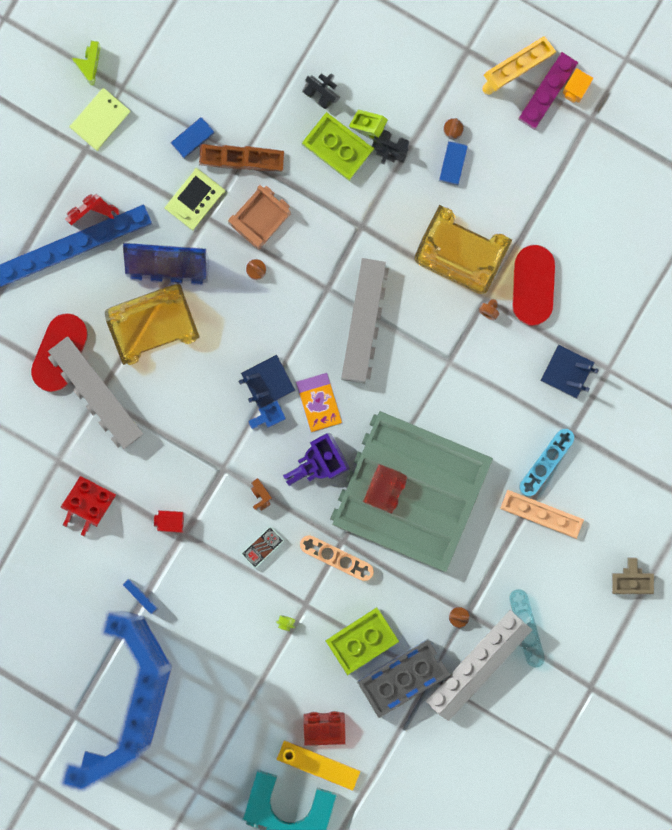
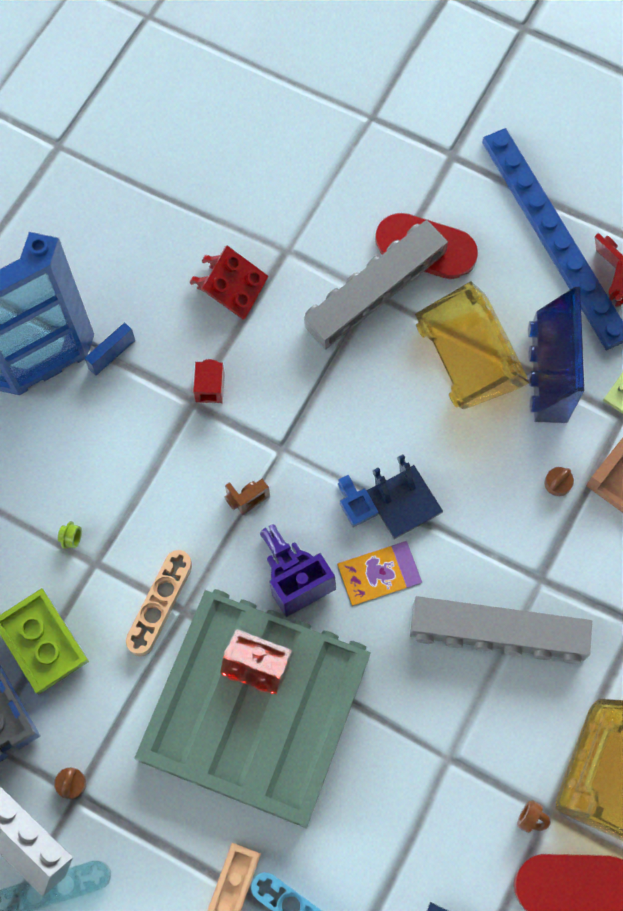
camera: 90 degrees right, 15 degrees down
(262, 547) = (175, 502): tile -> none

